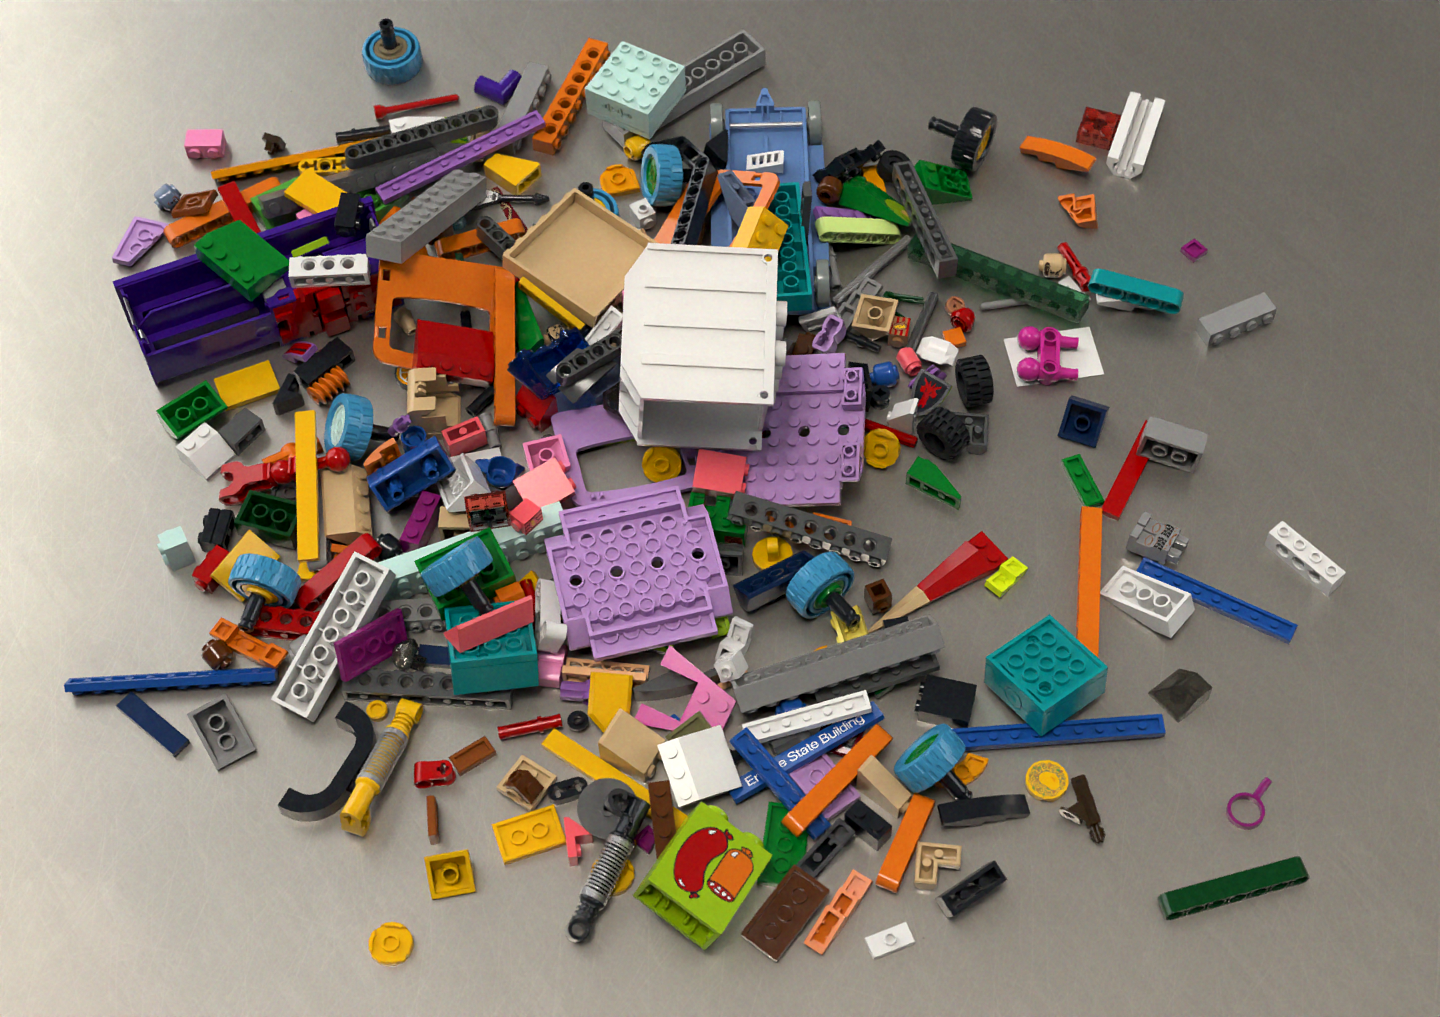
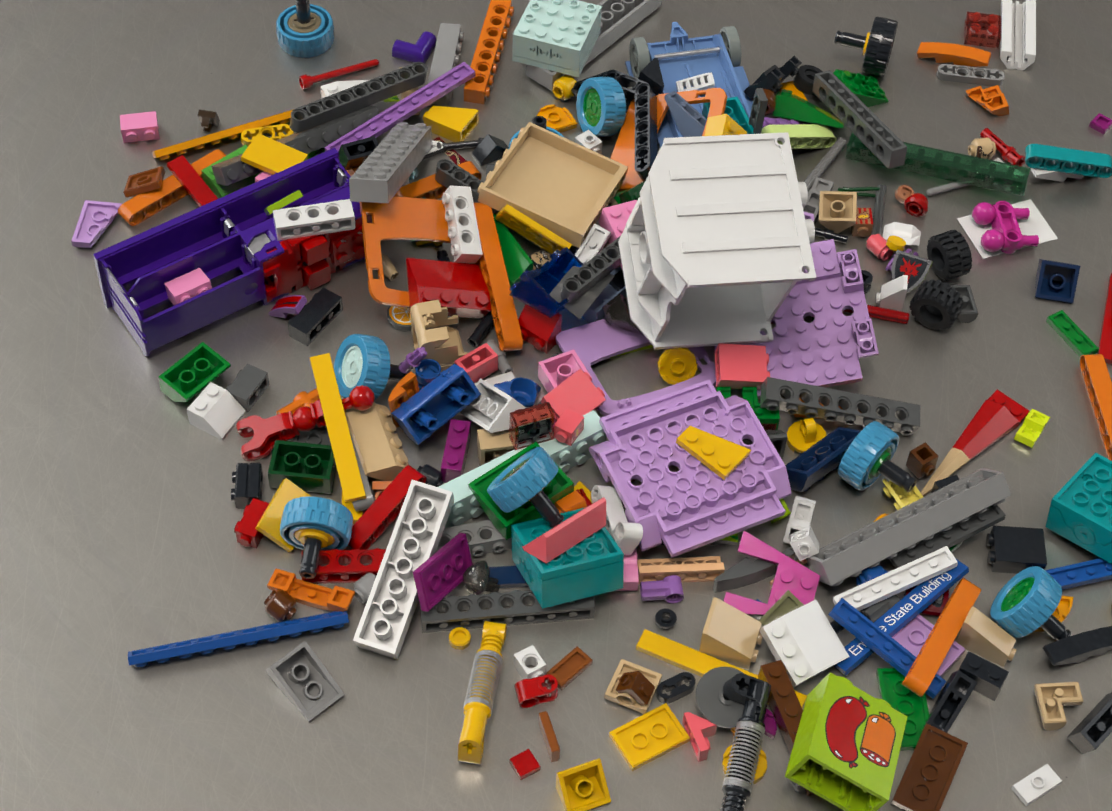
camera: 15 degrees left, 5 degrees down
(153, 724) = (229, 685): dark blue tile -> none
(167, 197) = (114, 179): sand blue head -> none
(175, 549) = (212, 507): light aqua brick -> none
(199, 323) = (187, 286): none -> bright pink brick
(241, 258) = (221, 218): green slope -> none
(247, 385) = (242, 343): yellow tile -> none
(288, 396) = (287, 350): black slope -> none
(328, 385) = (325, 334): orange piece -> none
(330, 800) = (424, 742): black arch -> none
(348, 214) = (319, 166): black brick -> none
(361, 134) = (288, 104): black pin -> none
(399, 197) = (356, 152): none -> black brick
(404, 842) = (524, 764): none -> red tile
(431, 740) = (528, 657): none -> white brick
(485, 261) = (462, 224): none -> white brick
(531, 726) = (624, 629): red pin -> none
(540, 205) = (489, 150): none -> black slope
(607, 695) = (693, 592): yellow tile -> none
(658, 561) = (712, 451): none -> yellow wing
(838, 912) = (979, 764): orange slope -> none
(881, 448) = (885, 325): yellow tile -> none
(885, 374) = (866, 259): blue head -> none
(905, 842) = (1022, 688): orange beam -> none
(923, 360) = (896, 243): none -> yellow tile
(930, 480) = (937, 351): green slope -> none
(954, 336) = (913, 219): orange tile -> none
(1068, 181) = (995, 77): none -> light grey beam

